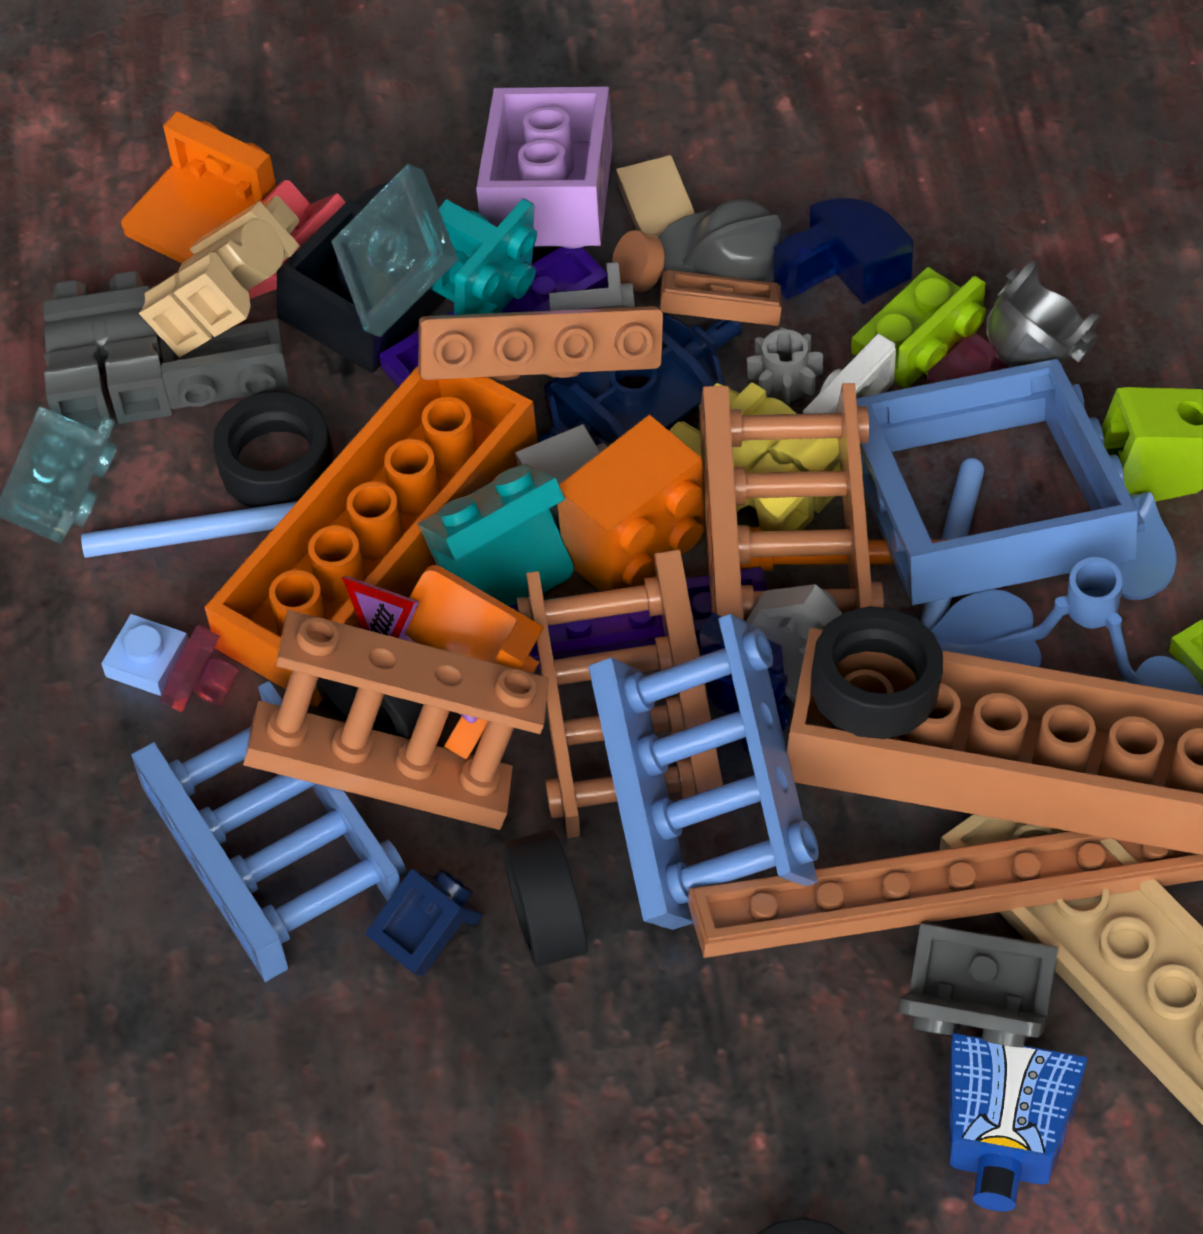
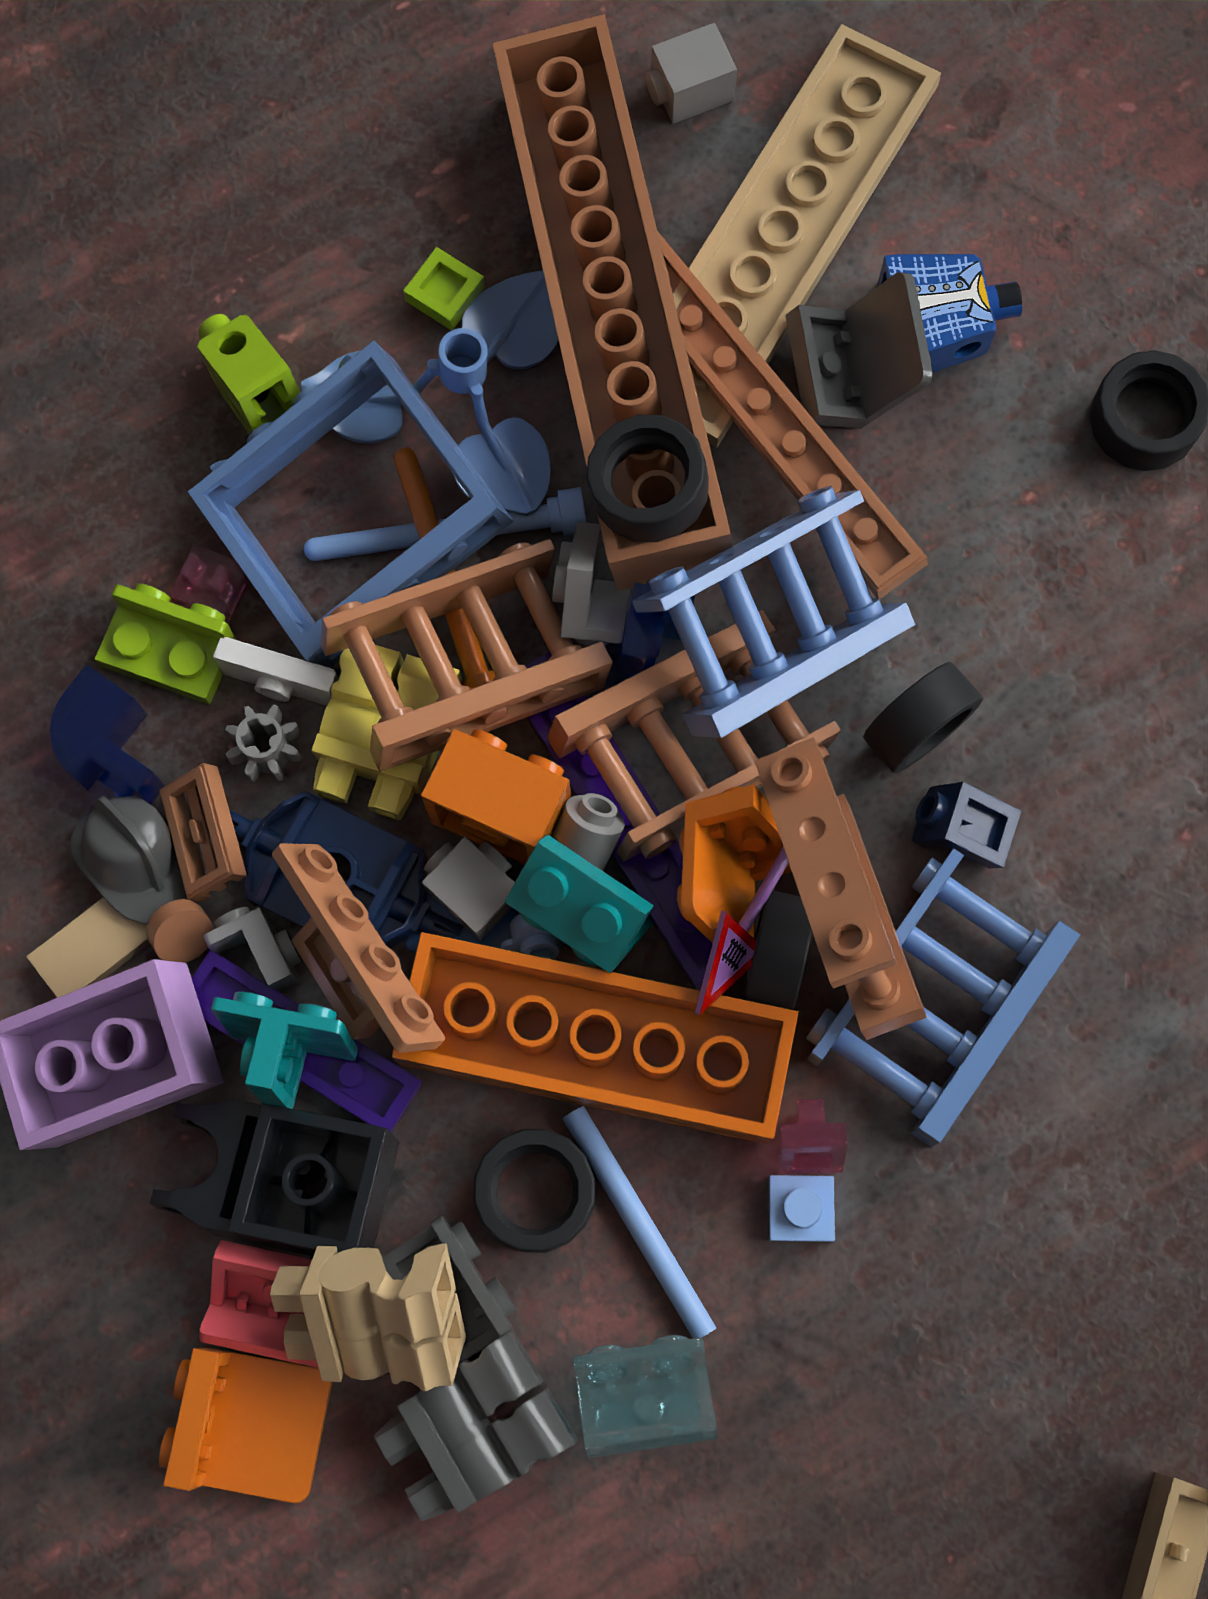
camera: 115 degrees left, 20 degrees up
(394, 250) = (311, 1123): clear light blue tile -> none
(565, 564) = (590, 827): none -> light grey brick
(1037, 324) = (147, 526): flat silver cap -> none

